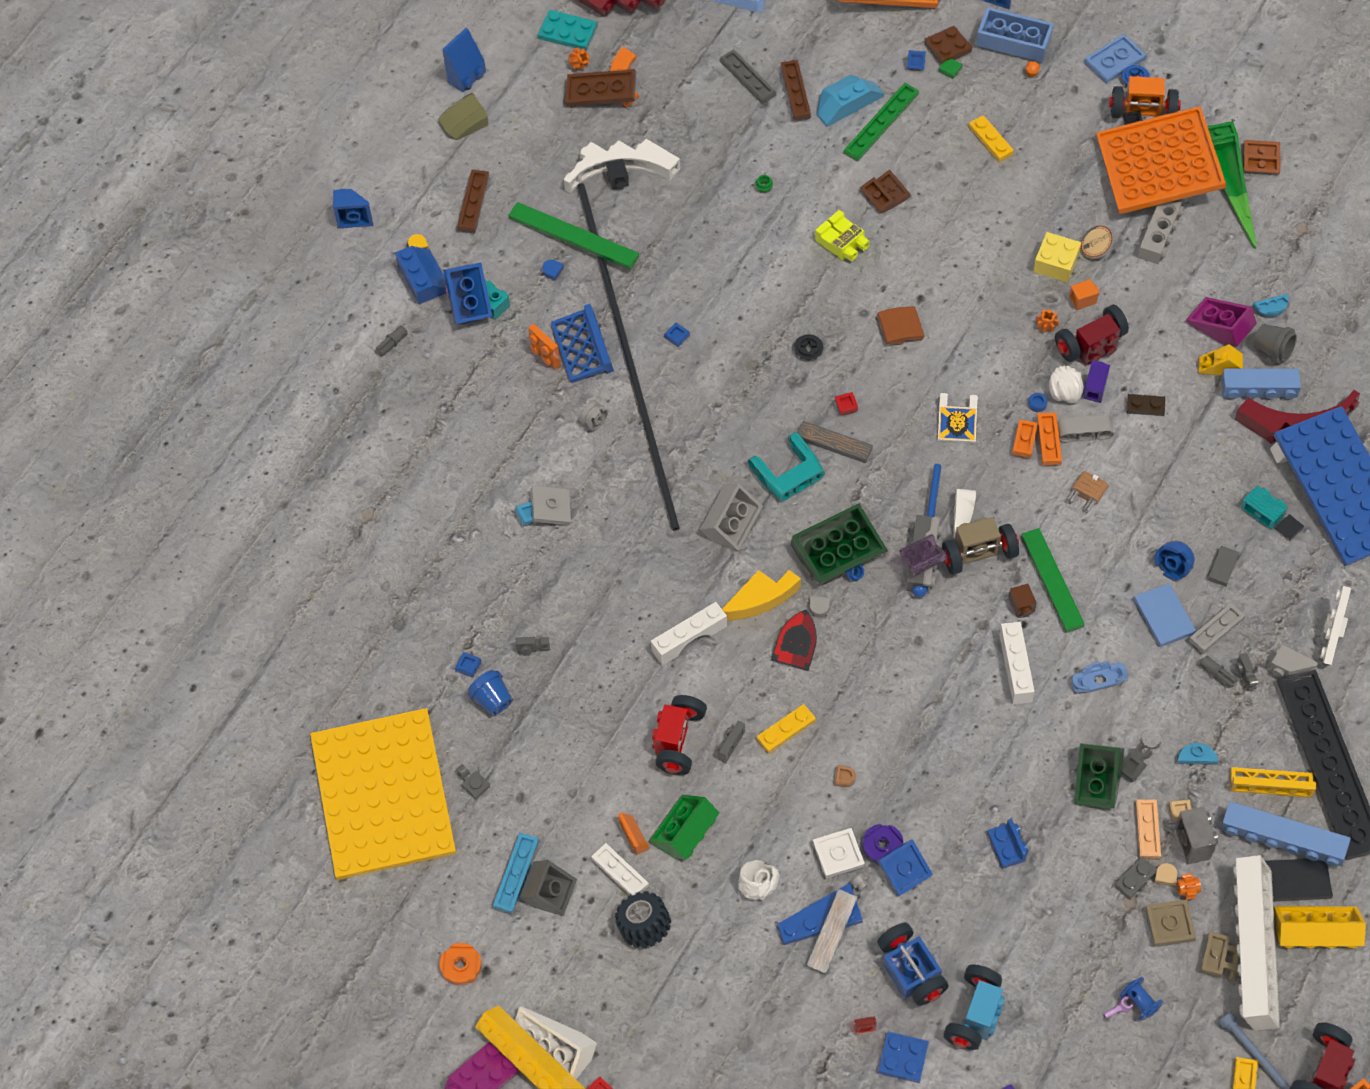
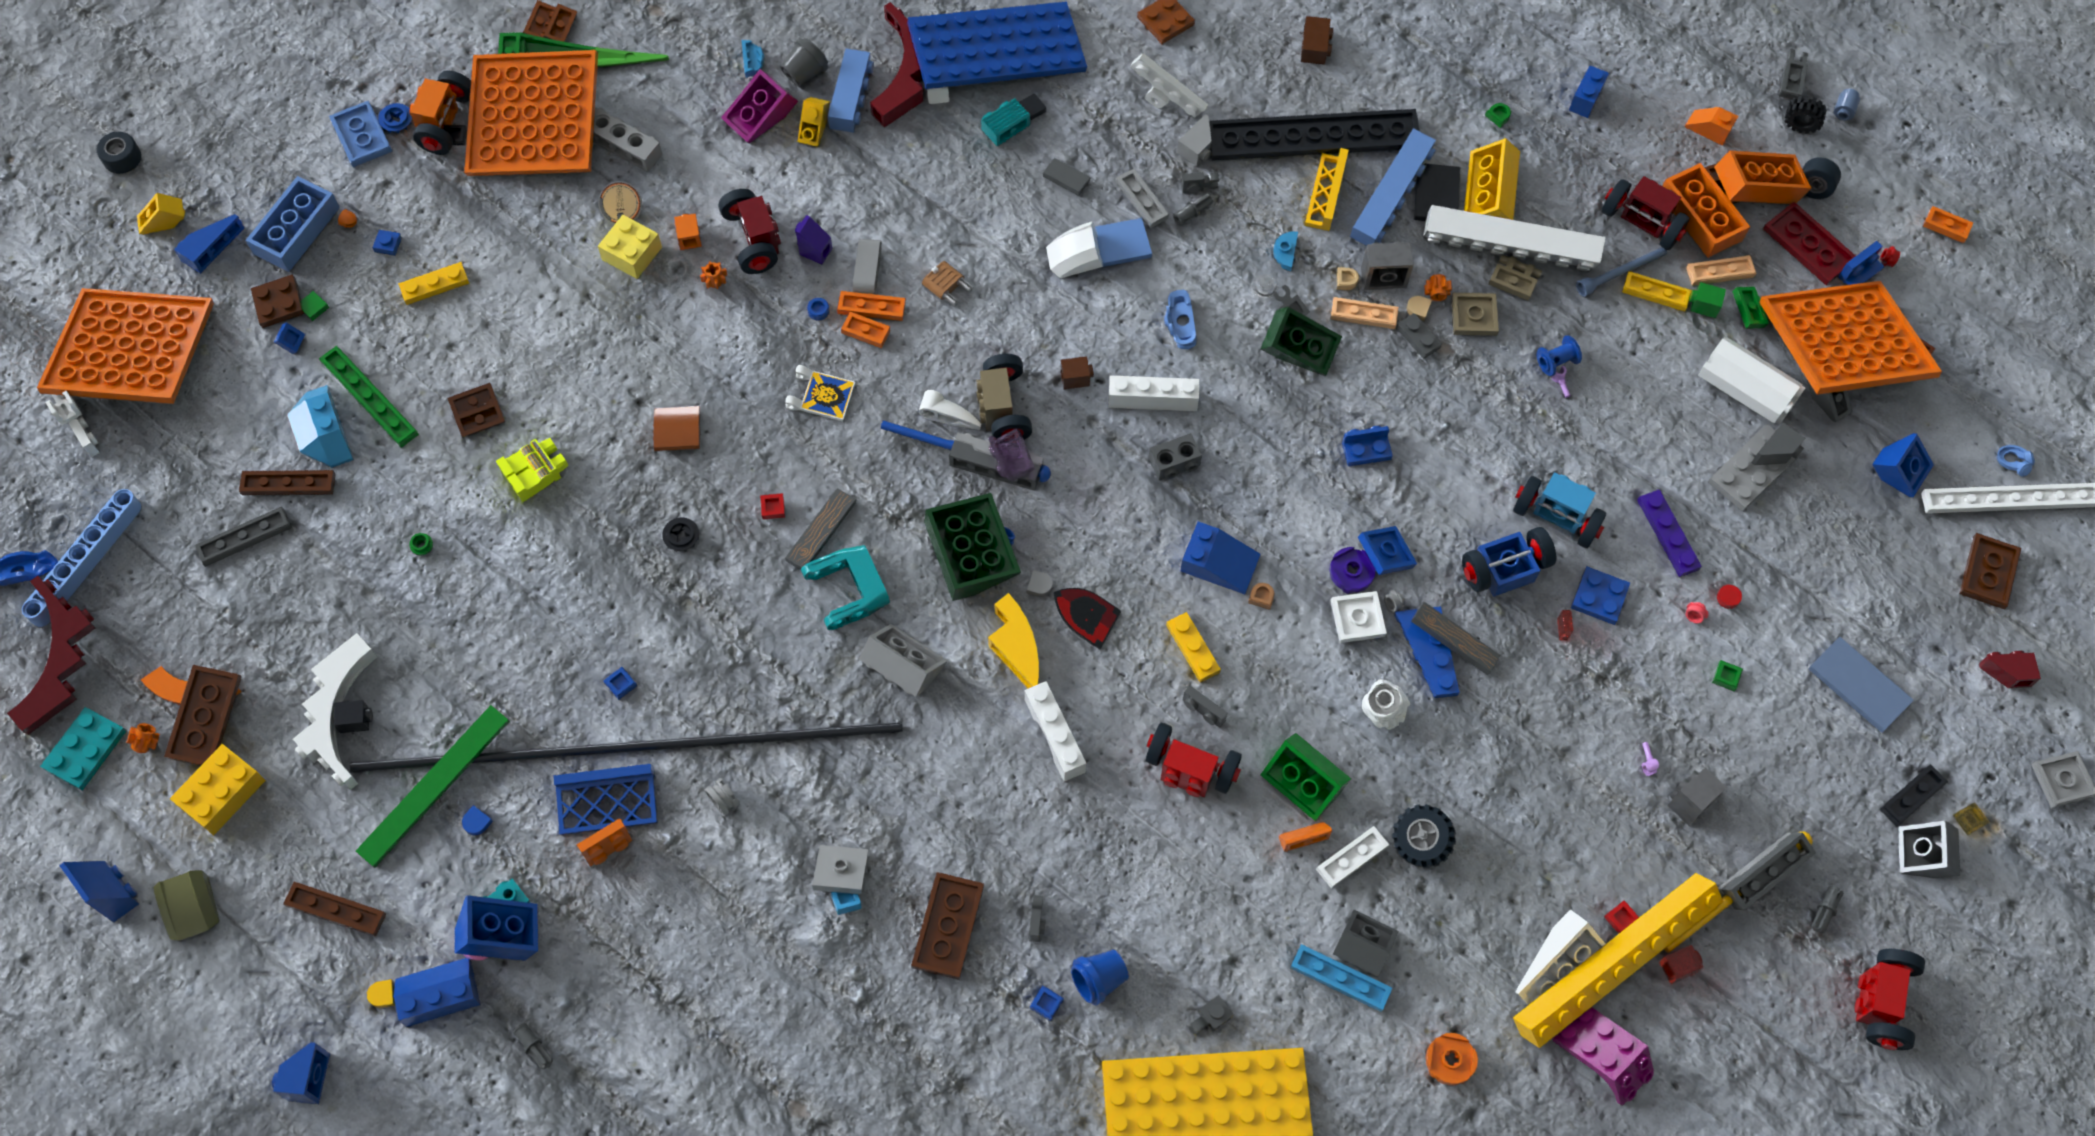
camera: 85 degrees left, 5 degrees up
(518, 585) = (947, 926): none -> reddish brown plate
(548, 111) = (217, 789): none -> yellow brick
(870, 736) = (1219, 558): none -> blue slope
(963, 687) = (1172, 452): none -> dark grey brick
(1019, 99) = (387, 242): none -> blue plate
(1052, 580) = (1054, 339): green tile -> none
(1066, 384) = (807, 273): white hair -> none
(1144, 582) = (1075, 251): none -> white slope
(1146, 405) = (847, 204): dark brown plate -> none
(1175, 559) = (1056, 214): blue cylinder -> none

